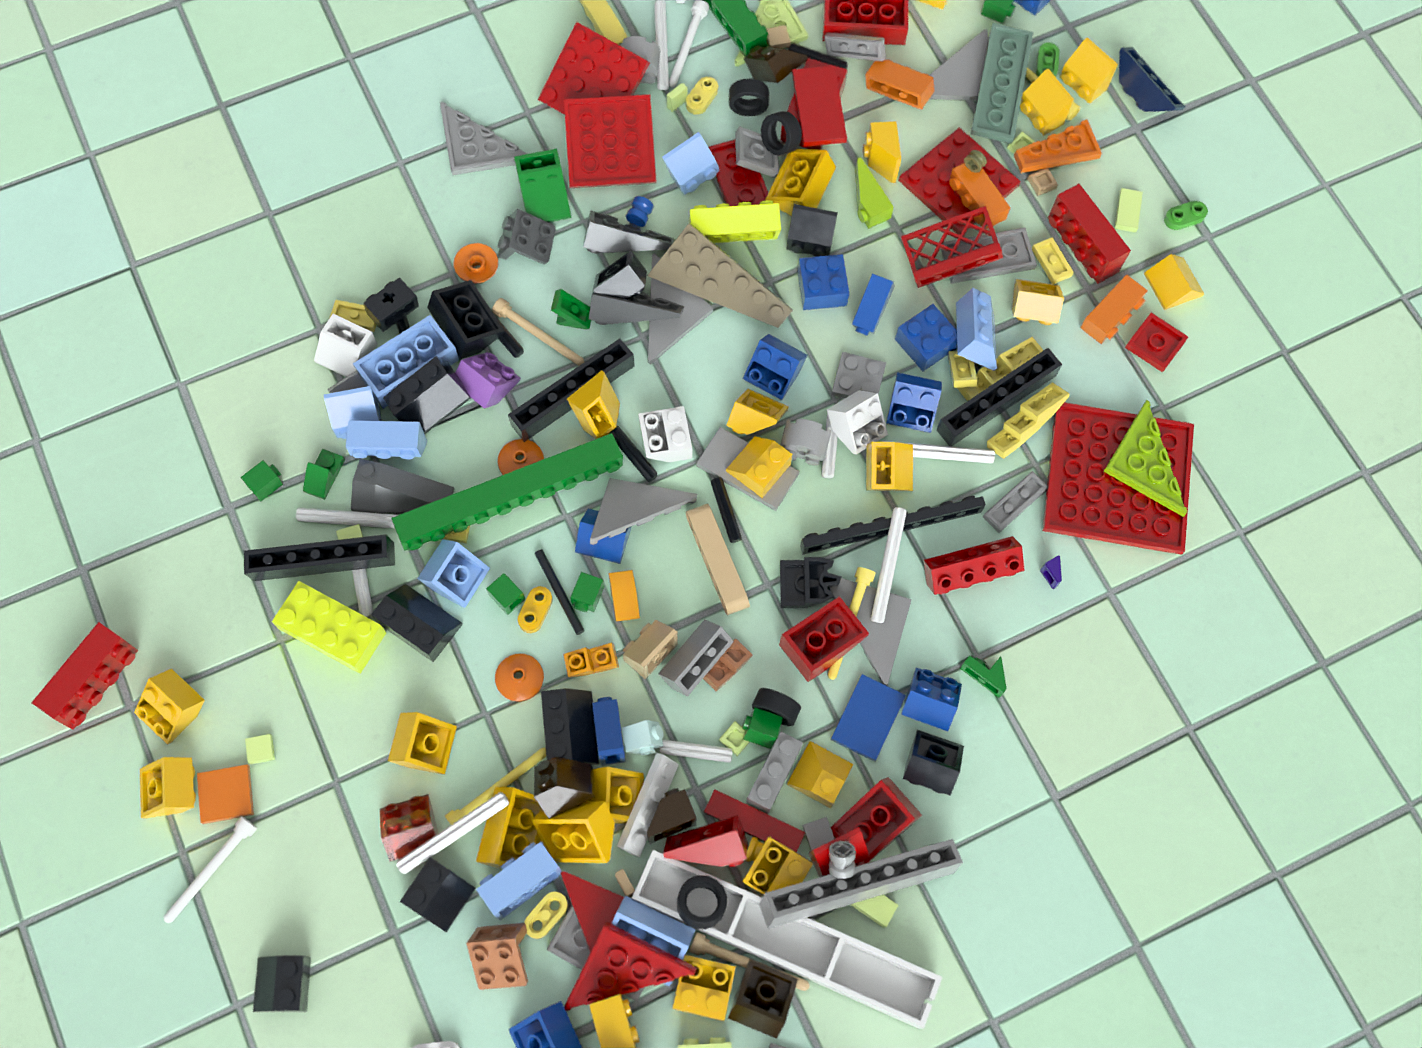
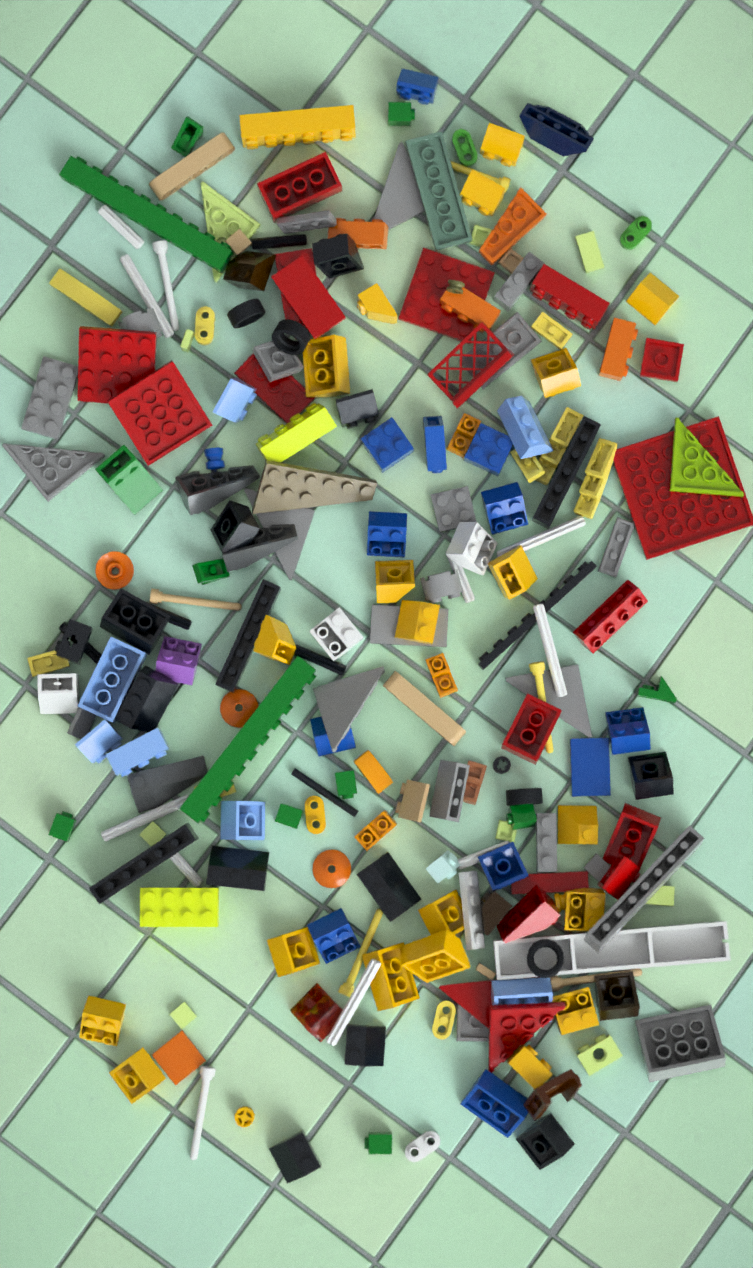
camera: 25 degrees left, 15 degrees up
(85, 676) = (34, 1033): red brick -> none
(249, 899) = (243, 1119): none -> yellow wheel
(322, 474) = (102, 797): green slope -> none
(386, 1022) = (379, 1142): none -> green brick
(476, 750) = (333, 936): none -> blue slope
(497, 956) = (427, 1062): nougat bracket -> none
(512, 87) = (50, 398): none -> light grey plate
(518, 880) = (415, 1008): light blue slope -> none
(526, 236) = (140, 527): dark grey bracket -> none
(562, 784) = (410, 931): dark brown slope -> none
(608, 731) = (417, 874): blue slope -> none
(710, 771) = (503, 866): none -> blue slope
(726, 510) = (410, 666): black axle -> none
(755, 535) = (441, 675): none -> light orange slope
(775, 668) = (496, 762): none -> black bush
(806, 582) = (497, 693): black plate -> none
(842, 859) = (624, 883): light grey wheel -> none
(868, 88) = (337, 256): none -> black slope
(871, 200) = (387, 352): lime slope -> none
(907, 311) = (463, 435): none -> light orange slope
(1037, 199) = (518, 282): none -> light grey brick
(1052, 572) = (668, 590): dark purple slope -> none

